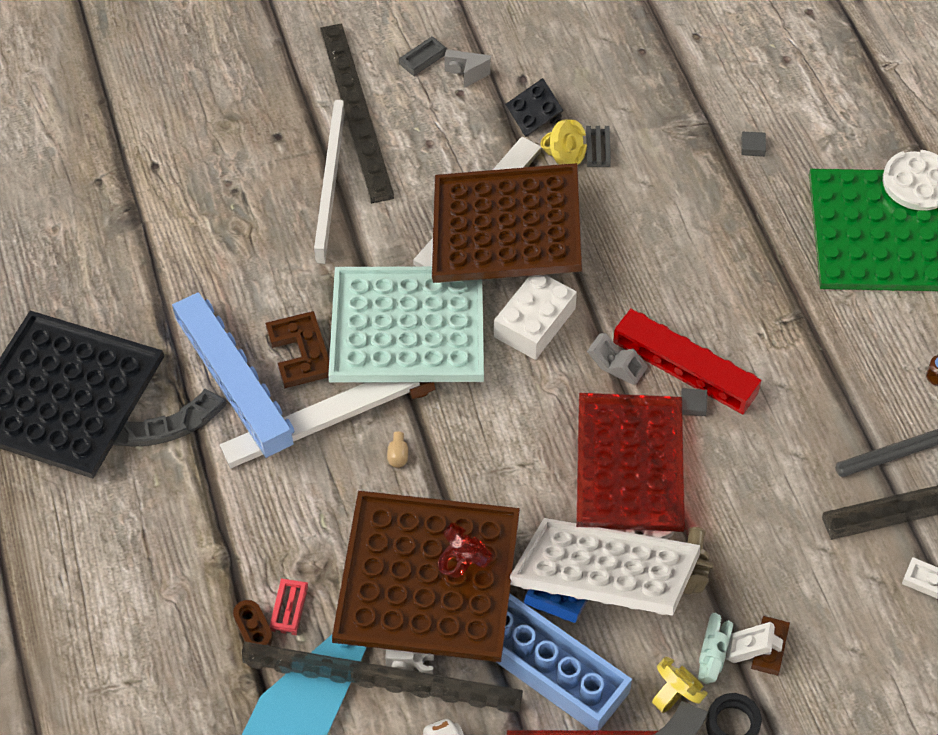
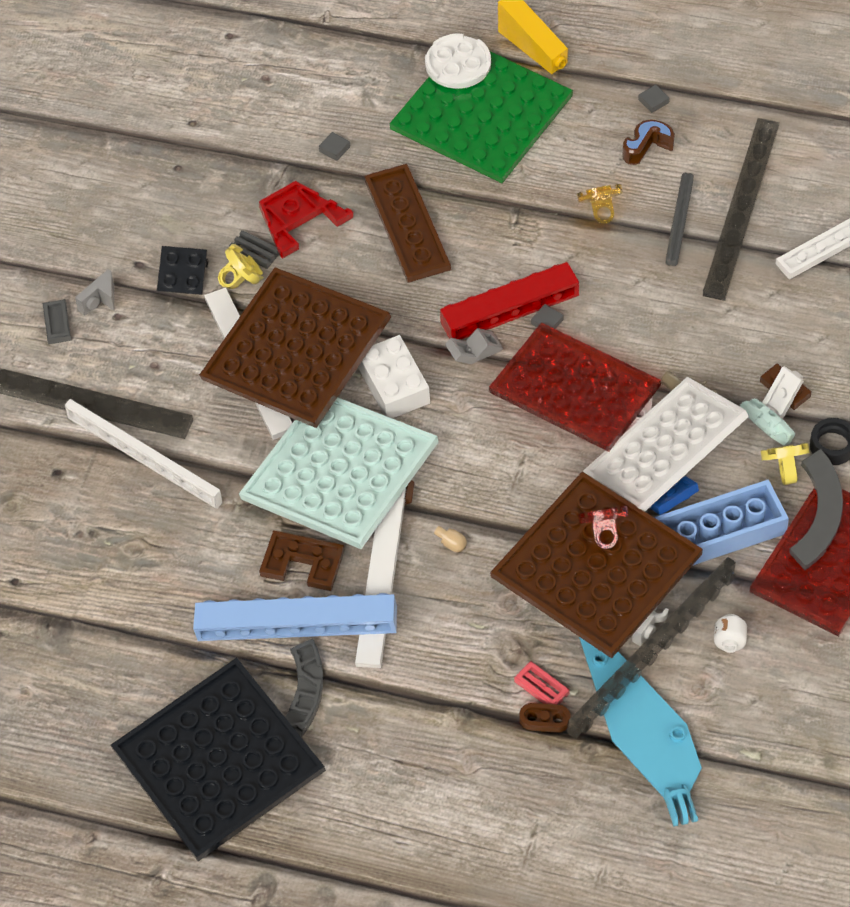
camera: 55 degrees left, 0 degrees up
(658, 147) = (293, 207): none -> red wing
(712, 239) = (407, 223): none -> reddish brown plate
(858, 371) = (600, 198): none -> clear yellow tile

